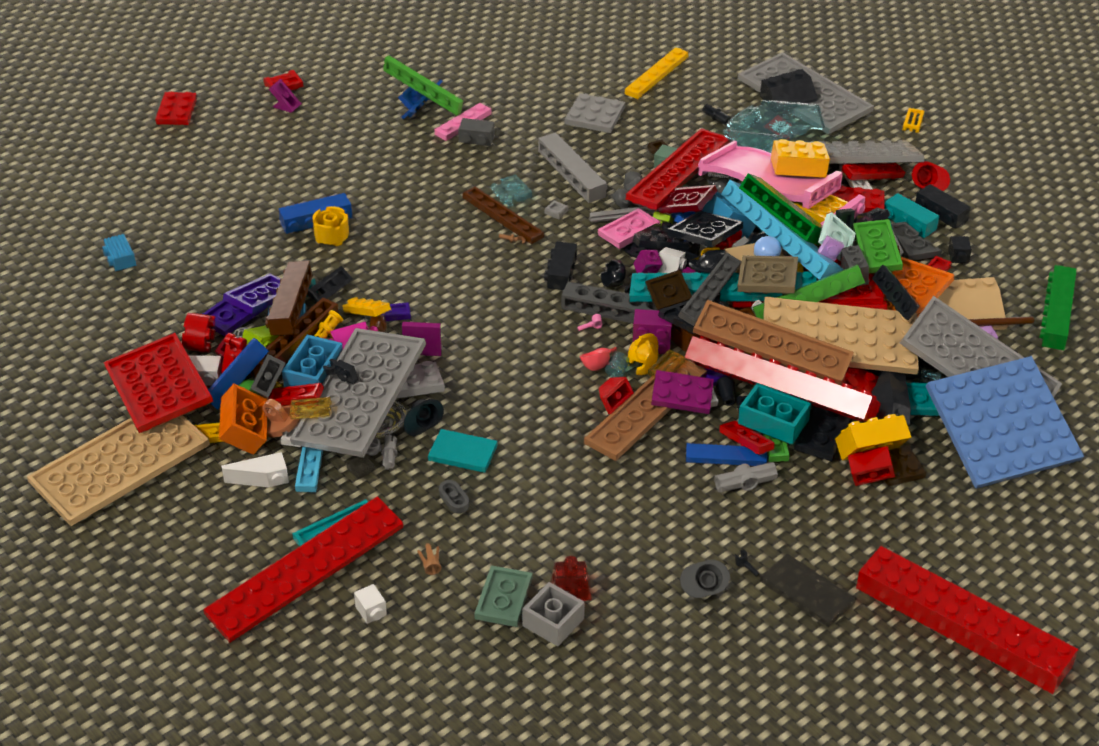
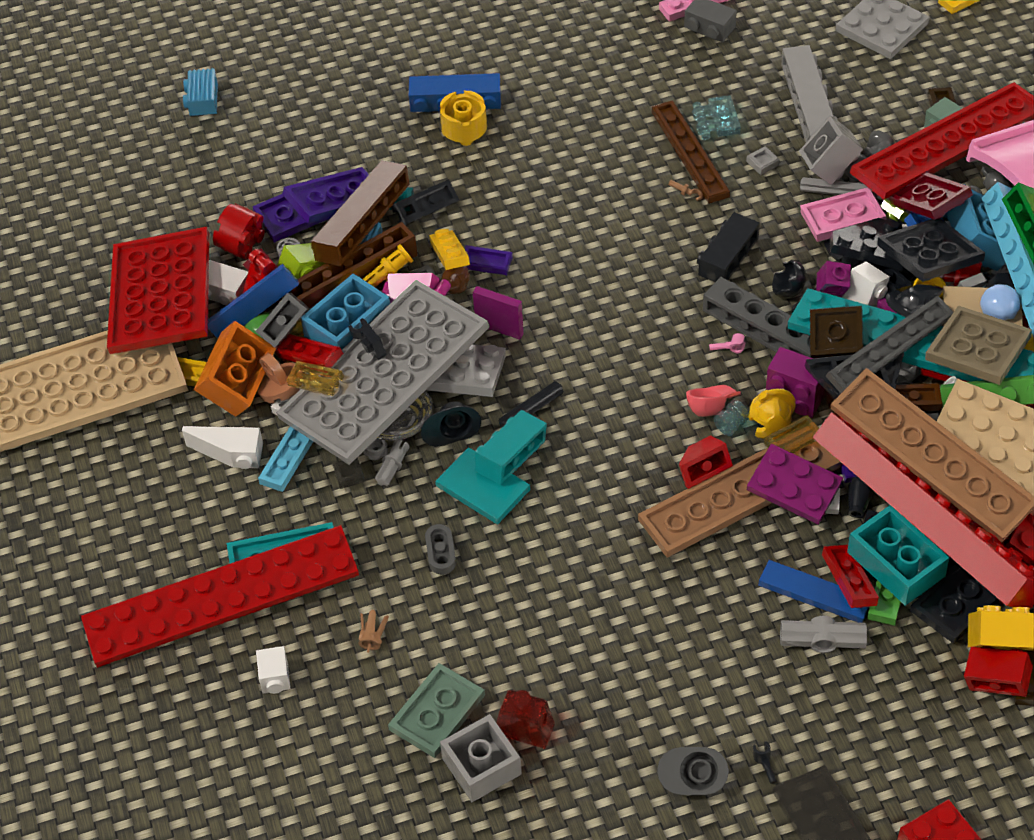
camera: 25 degrees right, 10 degrees up
(470, 395) = (535, 402): none -> black axle
(472, 419) = (510, 447): none -> teal brick
(605, 189) = (831, 150): none -> light grey brick

